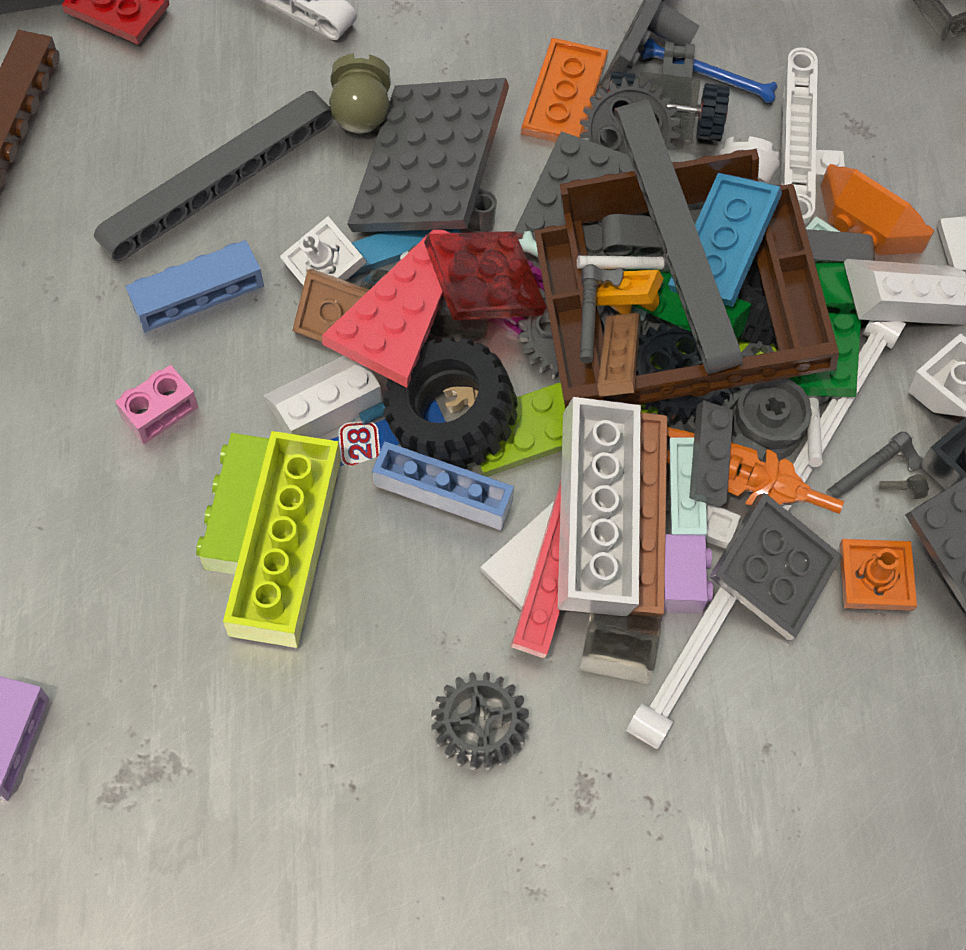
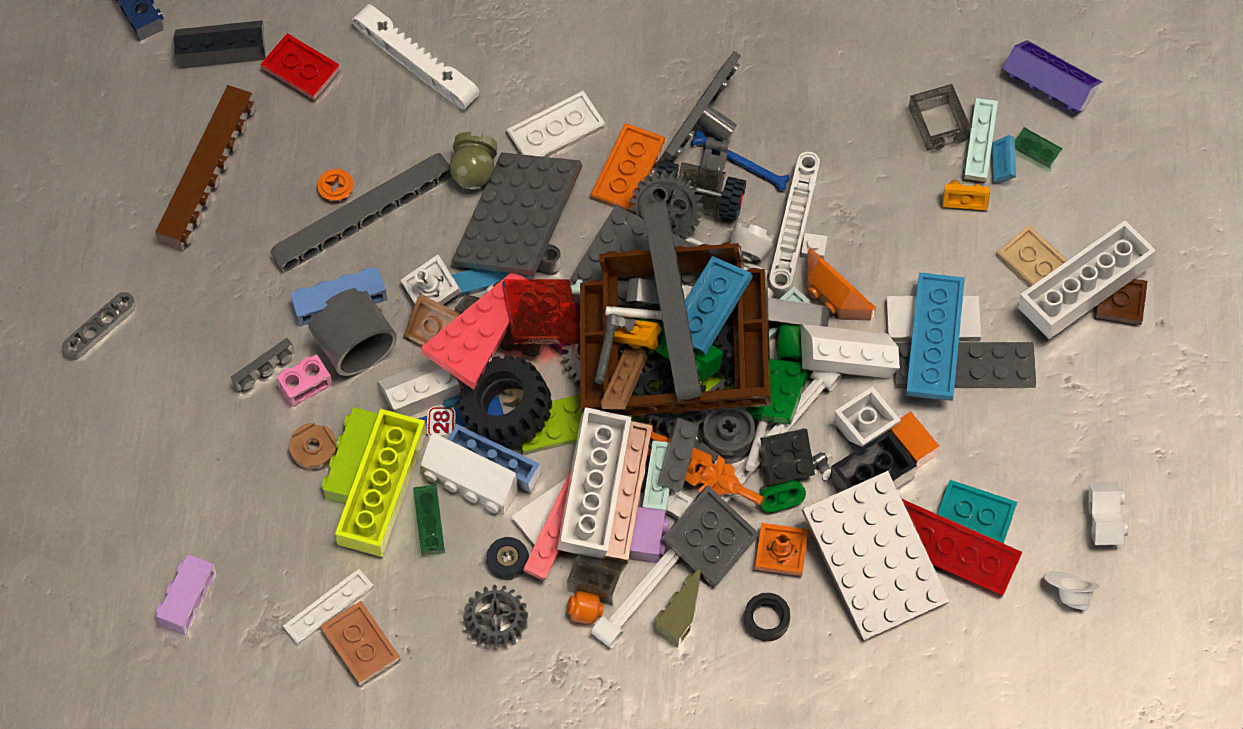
camera: 10 degrees right, 0 degrees up
(94, 389) = (263, 365): none -> dark grey plate
(169, 137) = (330, 178): none -> orange gear
(177, 514) = (300, 443): none -> medium nougat plate
(219, 327) = (352, 332): none -> dark grey brick
(223, 733) = (328, 606): none -> white tile
(279, 785) = (360, 643): none -> nougat plate
(360, 585) = (429, 520): none -> clear green plate
(411, 512) = (469, 474): none -> white slope
(463, 49) = (557, 127): none -> white tile
(478, 613) = (504, 547): none -> black bush
(610, 692) = (584, 607): none -> orange head
(755, 688) = (678, 618): none -> olive slope
(861, 441) = (787, 456): none -> pearl dark grey piece
(861, 501) = (781, 496): none -> green plate
(892, 654) = (767, 599): none -> black tyre
(916, 484) = (823, 491): clear smoke hand -> none

